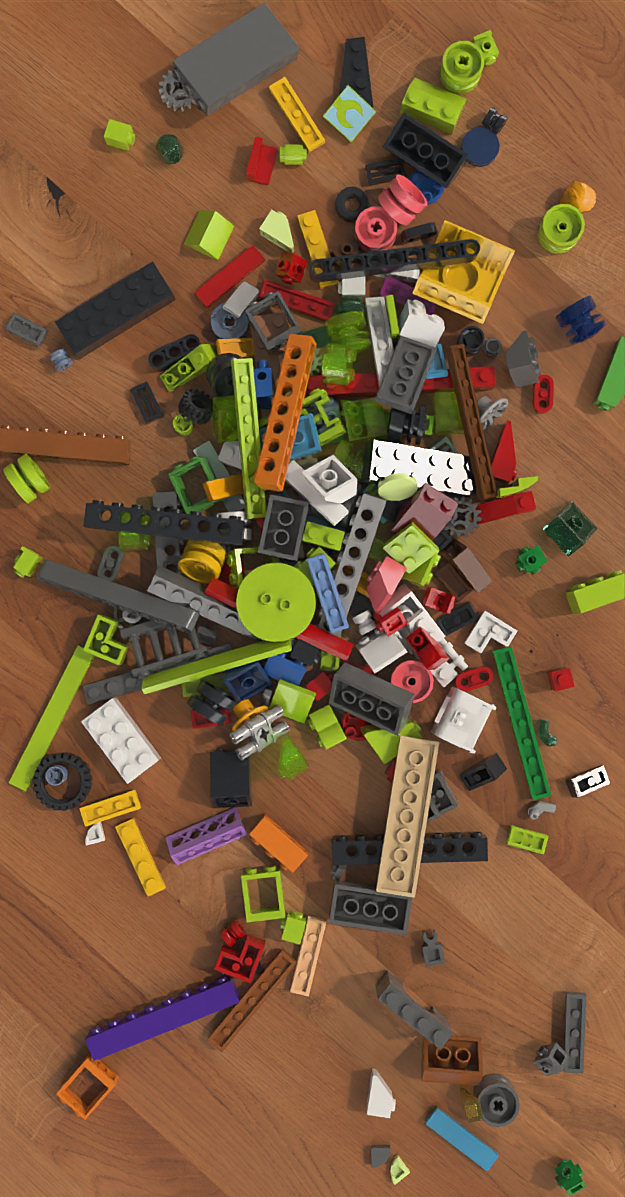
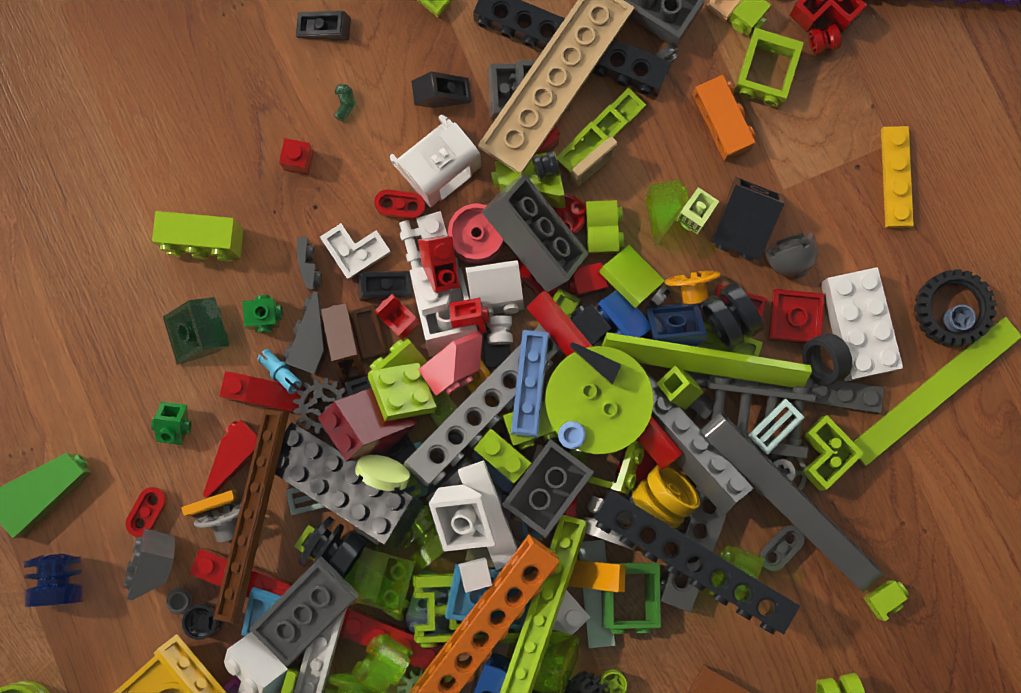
camera: 155 degrees left, 5 degrees down
(95, 834) = (940, 228): white tile -> none
(110, 807) = (909, 250): yellow plate -> none
(131, 712) = (839, 353): none -> black tyre
(157, 642) = (760, 441): none -> light aqua tile
(167, 726) = (796, 316): none -> red tile
(188, 767) = (793, 255): none -> dark grey cylinder
(206, 840) = (807, 157): medium lavender fence -> none
(225, 637) = (680, 387): none -> lime brick
(259, 732) = (689, 256): light grey pin -> none
(267, 767) = (697, 211): none -> yellowish green slope
(283, 570) = (572, 434): none -> light blue tile
(283, 624) = (604, 366): none -> black slope
(305, 449) = (475, 574): none -> white tile
(354, 768) = (593, 162): none -> tan tile
(359, 794) = (607, 124): none -> lime slope
(385, 748) = (545, 165): none -> black wheel
(446, 414) = (277, 542): clear neon green brick -> none
(488, 554) = (309, 345): none -> dark grey slope
(500, 526) = (279, 371): none -> medium azure pin
(503, 418) = (210, 503): none -> light orange tile
(512, 602) = (310, 272): none -> dark grey slope
(517, 486) = (234, 408): lime slope -> none
(521, 723) = (367, 128): green plate -> none
(539, 807) = (395, 21): light grey arm -> none
(555, 458) = (171, 423): none -> green brick

